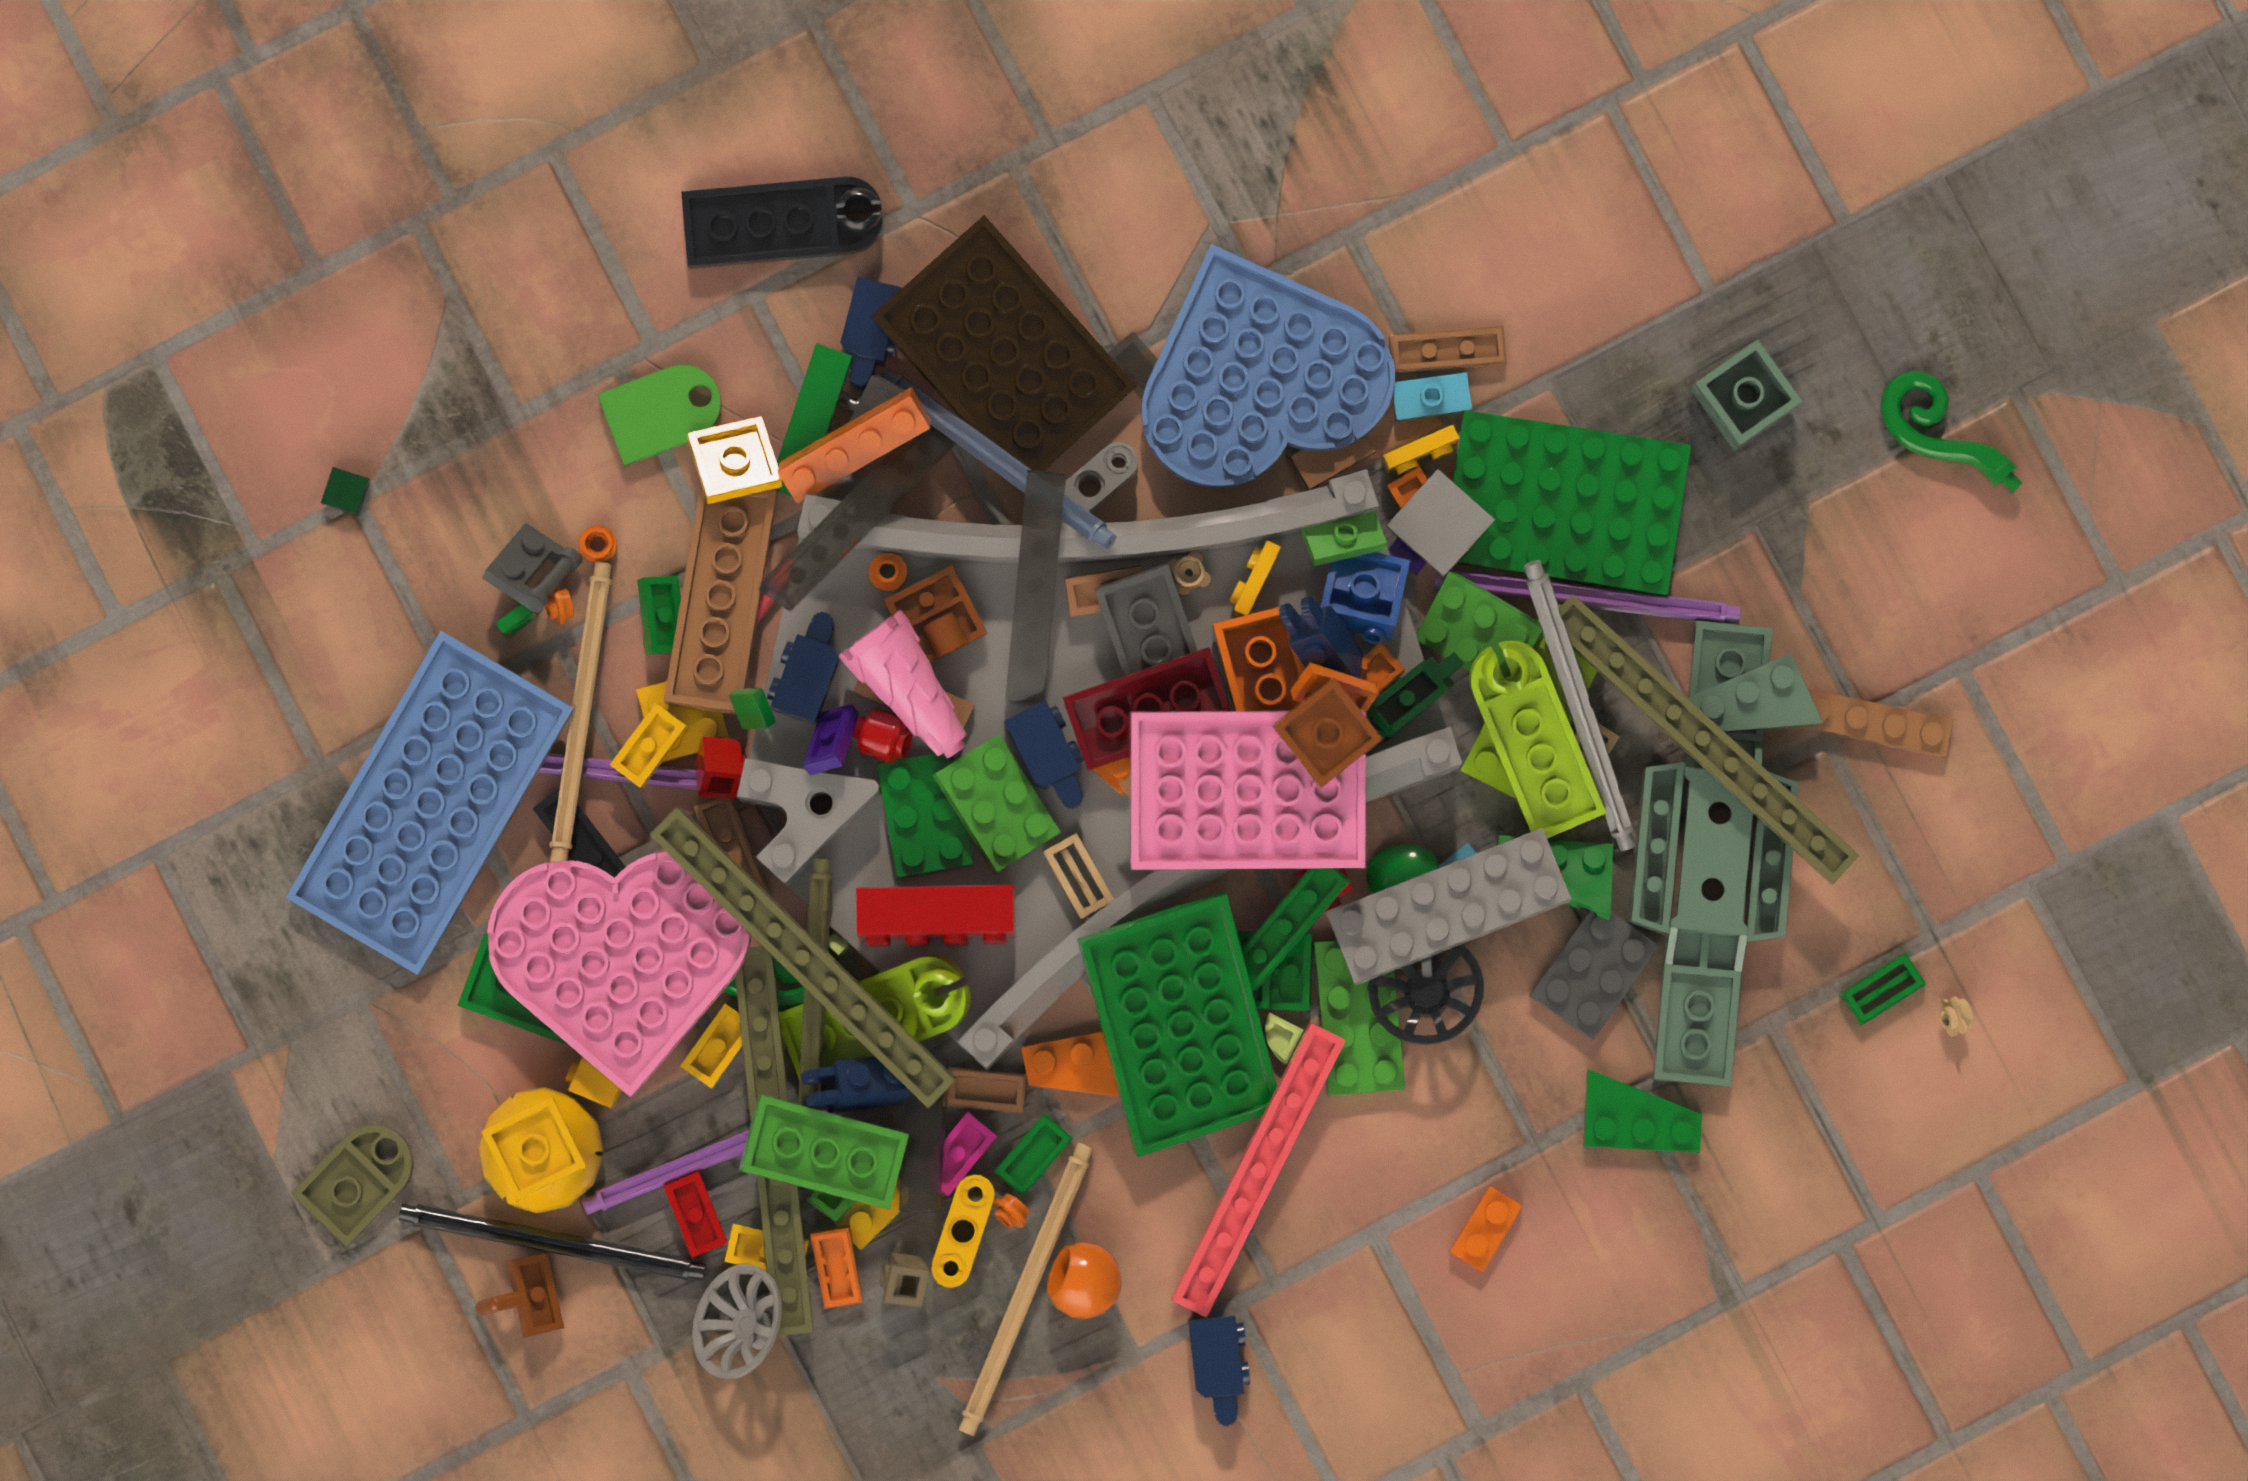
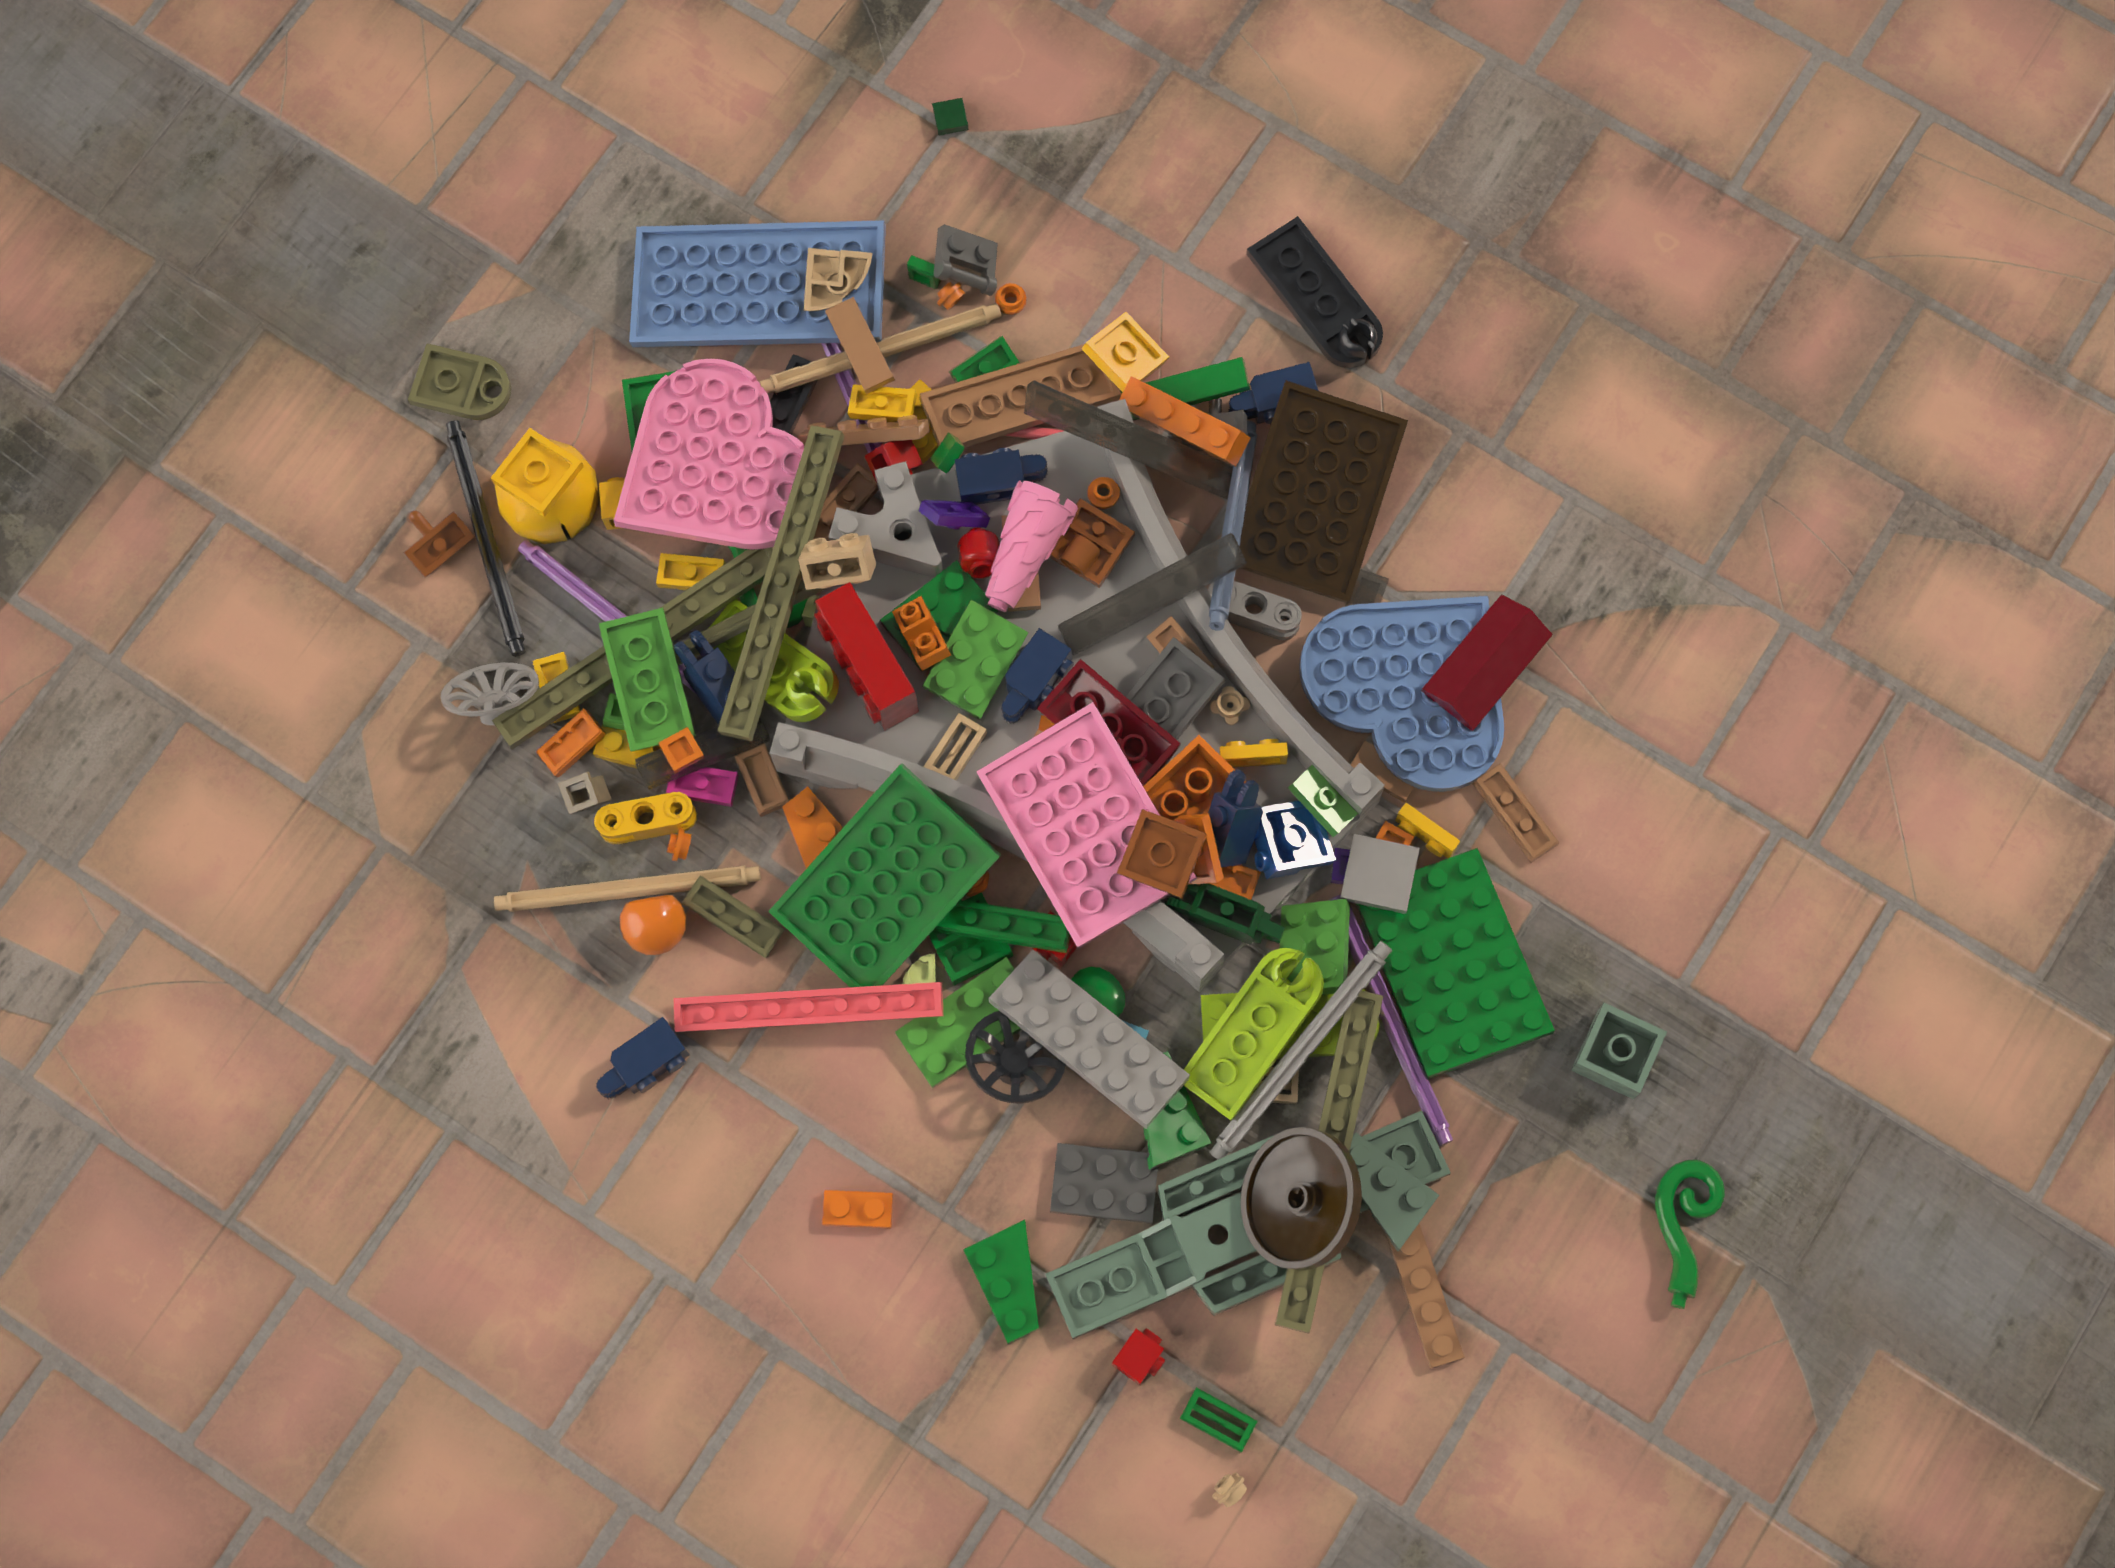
camera: 70 degrees right, 10 degrees down
(476, 720) = (833, 276): none -> tan brick
(573, 734) = (859, 345): none -> medium nougat tile
(657, 411) = (1131, 285): bright green tile -> none
(673, 781) = (876, 430): none -> medium nougat plate
(695, 1214) = (557, 623): red plate -> none
(823, 888) = (837, 561): none -> tan brick
(921, 1156) = (681, 750): none -> orange plate
(942, 843) = (921, 633): none -> orange slope
(1033, 1155) = (732, 840): green tile -> none
(1118, 1196) = (733, 916): none -> olive tile
(1281, 286) = (1487, 661): none -> dark red slope
(1431, 397) = (1472, 819): medium azure plate -> none
(1733, 790) = (1301, 1198): none -> dark brown dish
(1783, 1030) = (1140, 1356): none -> red brick

